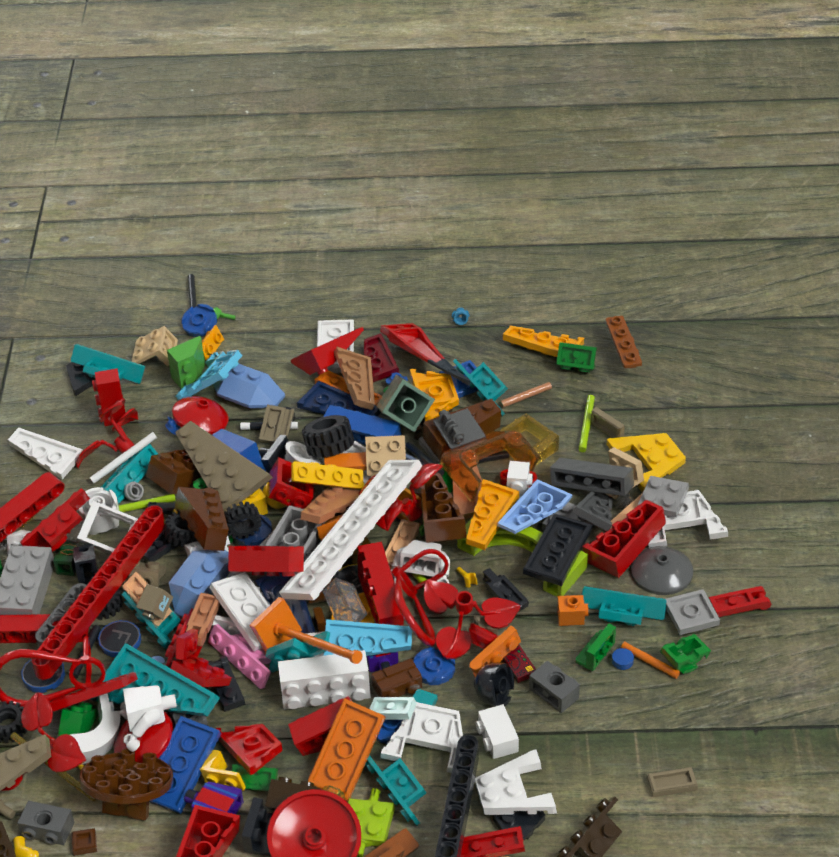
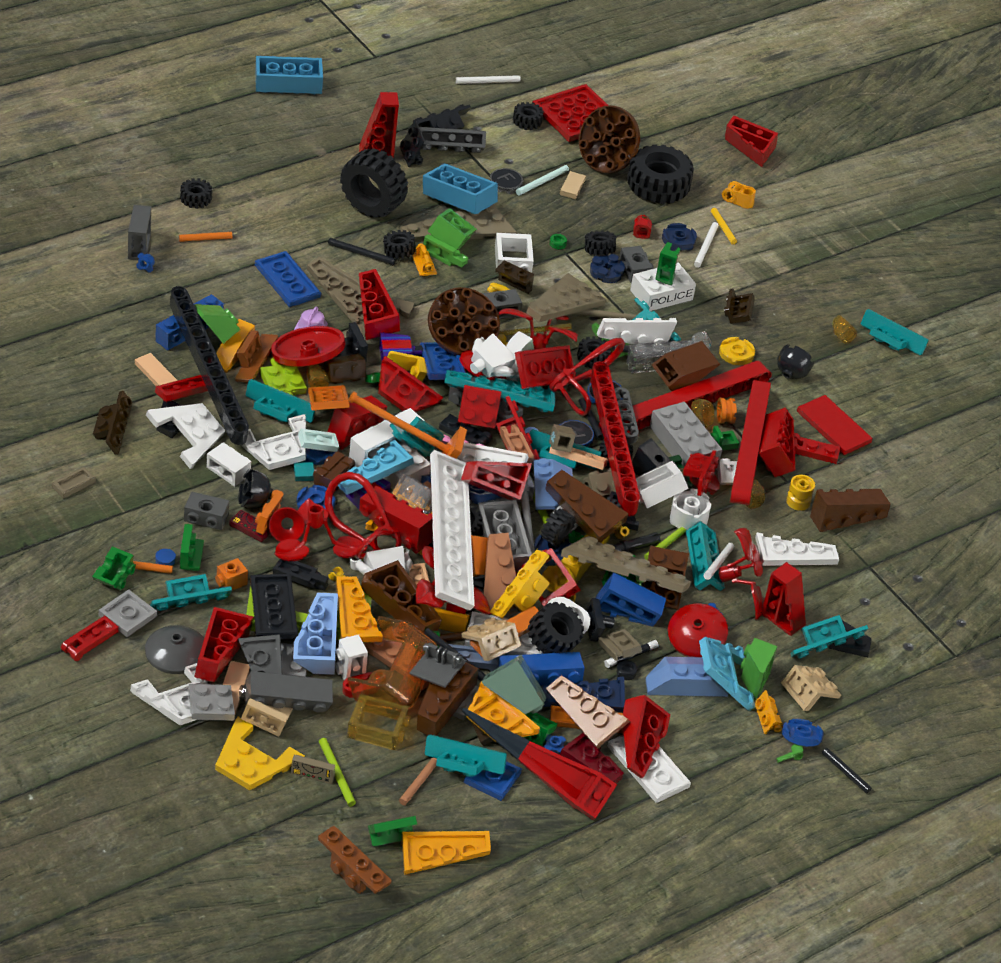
camera: 140 degrees right, 0 degrees up
(138, 491) = (683, 543): light grey plate -> none
(186, 644) = (502, 407): red plate -> none
(460, 320) = (553, 846): dark azure plate -> none

